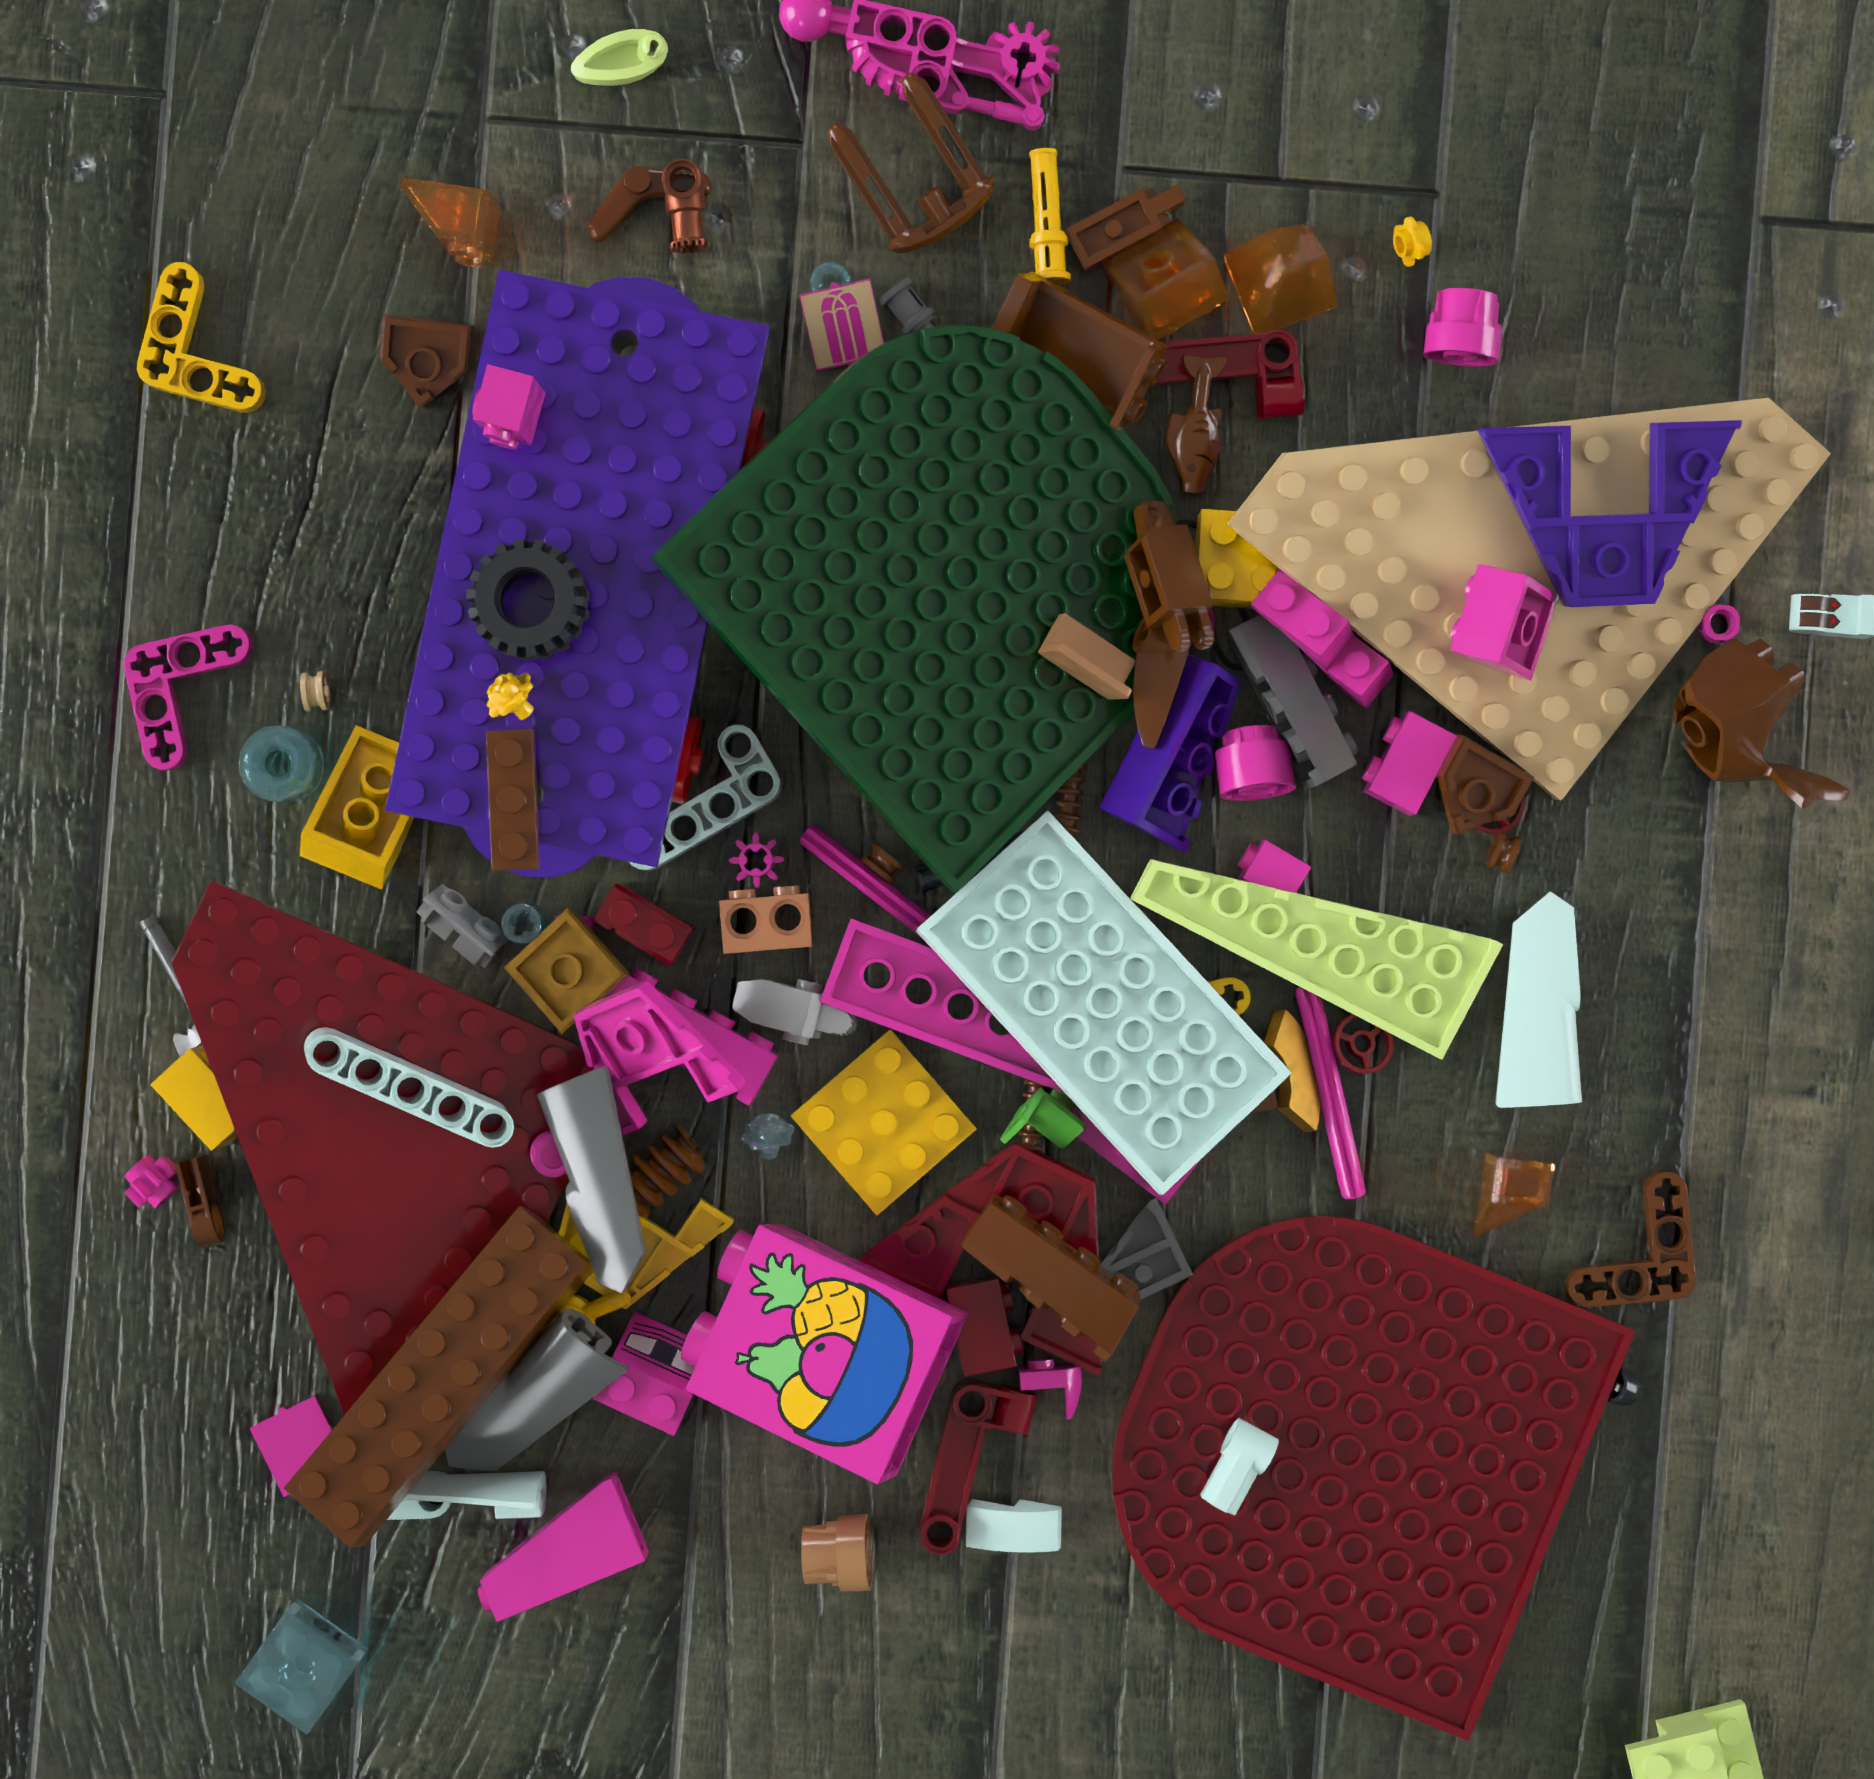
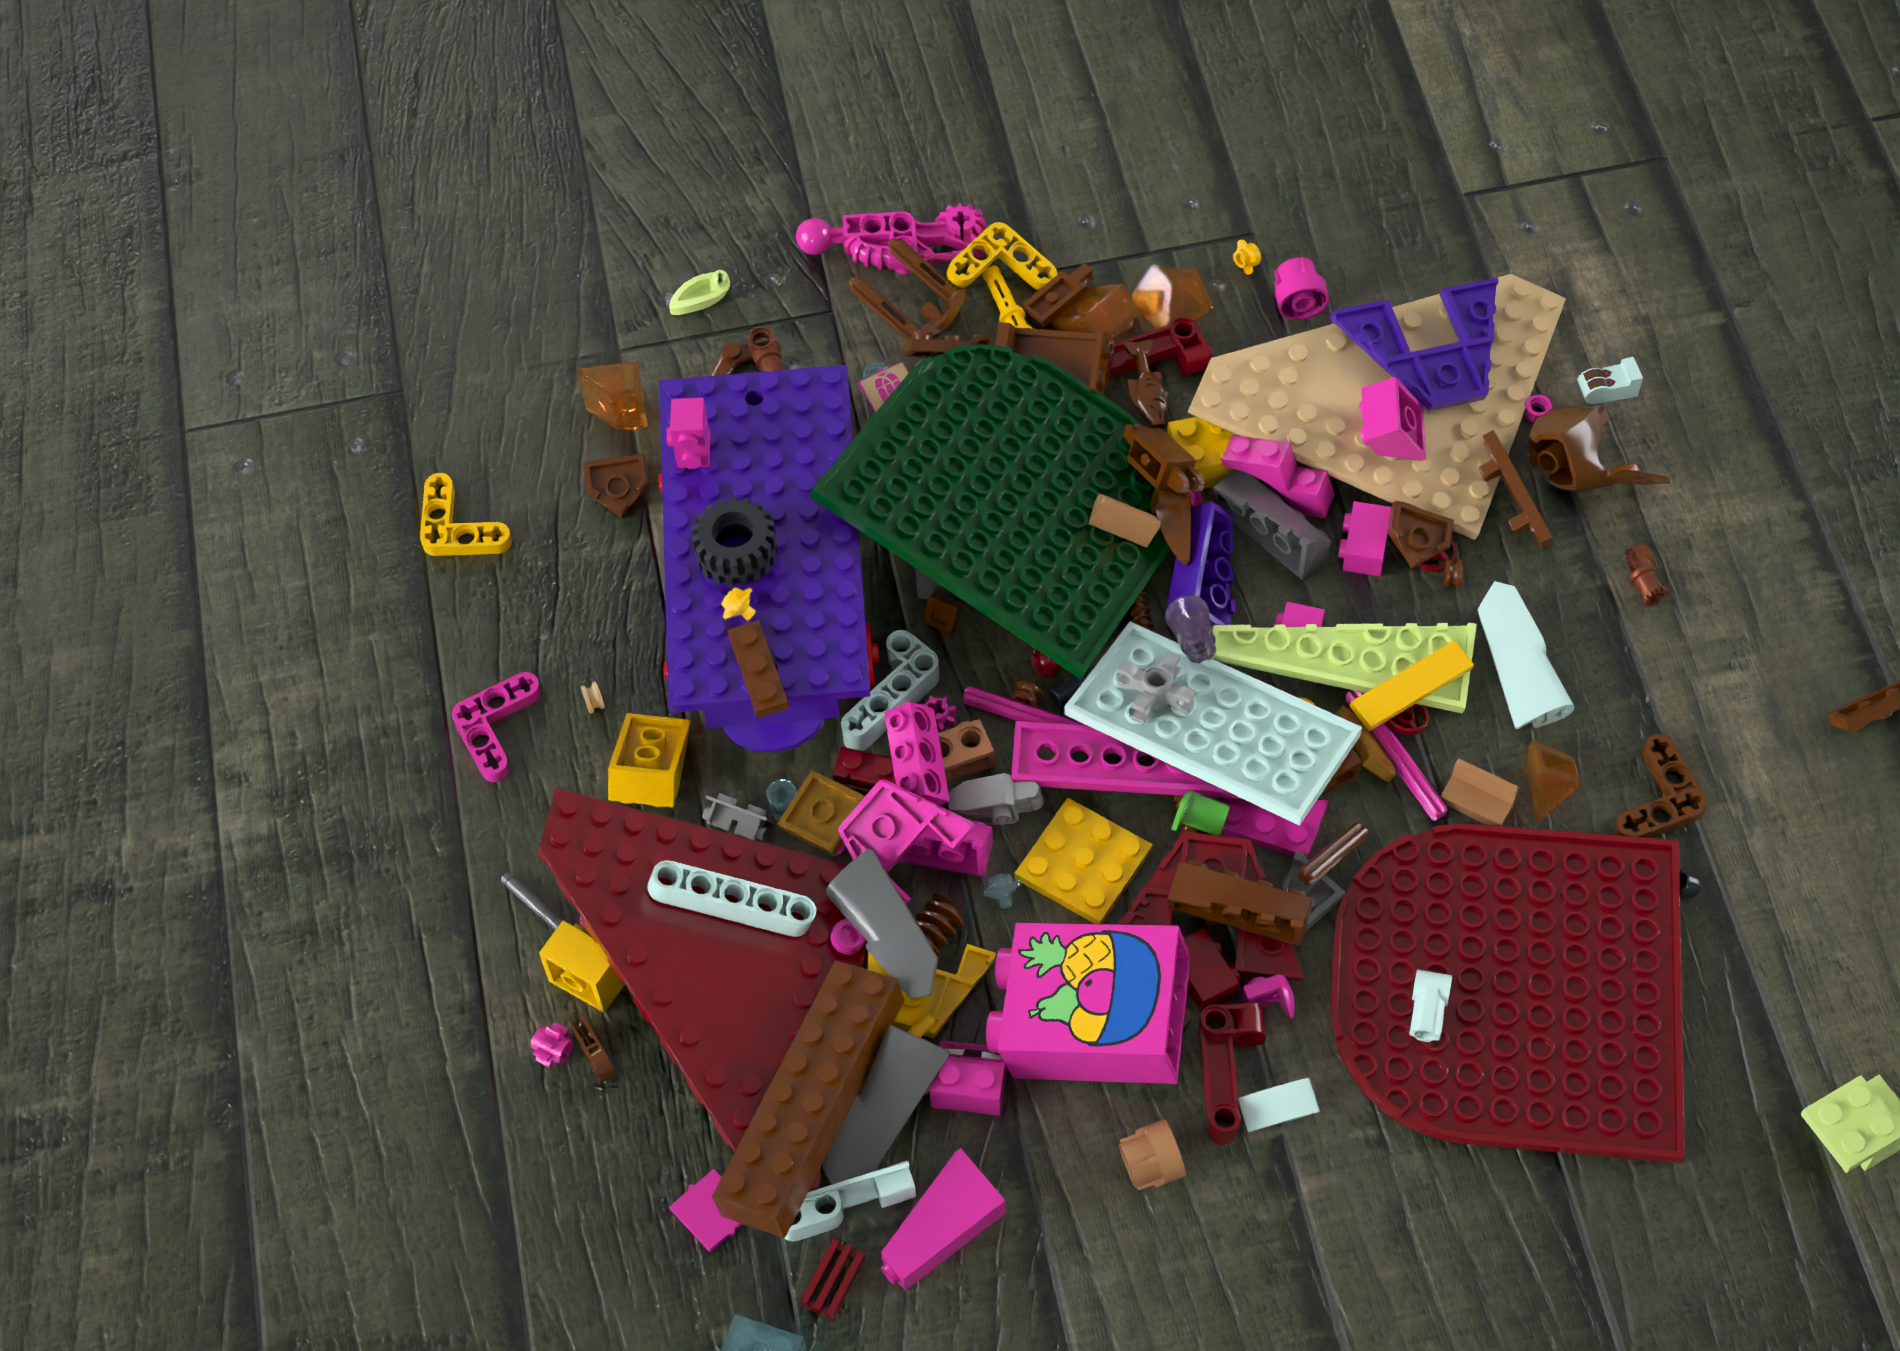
camera: 15 degrees left, 30 degrees down
(257, 761) = (581, 761): clear light blue piece -> none
(395, 1604) = (845, 1253): none -> dark red tile
(705, 937) = (917, 751): none -> dark pink brick
(940, 274) = (923, 345): none -> reddish brown hinge
(1056, 125) = (997, 249): none -> yellow beam
(1059, 963) = (1156, 687): none -> light grey pin
(1122, 862) = (1191, 625): none -> clear purple plant
(1196, 1218) = (1332, 853): none -> reddish brown axle
(1254, 764) = (1266, 562): dark pink piece -> none
(1382, 1016) = (1411, 685): none -> yellow tile
(1409, 1188) = (1479, 794): none -> medium nougat panel
(1638, 801) = (1529, 516): none -> reddish brown hinge
(1752, 941) = (1644, 576): none -> copper connector

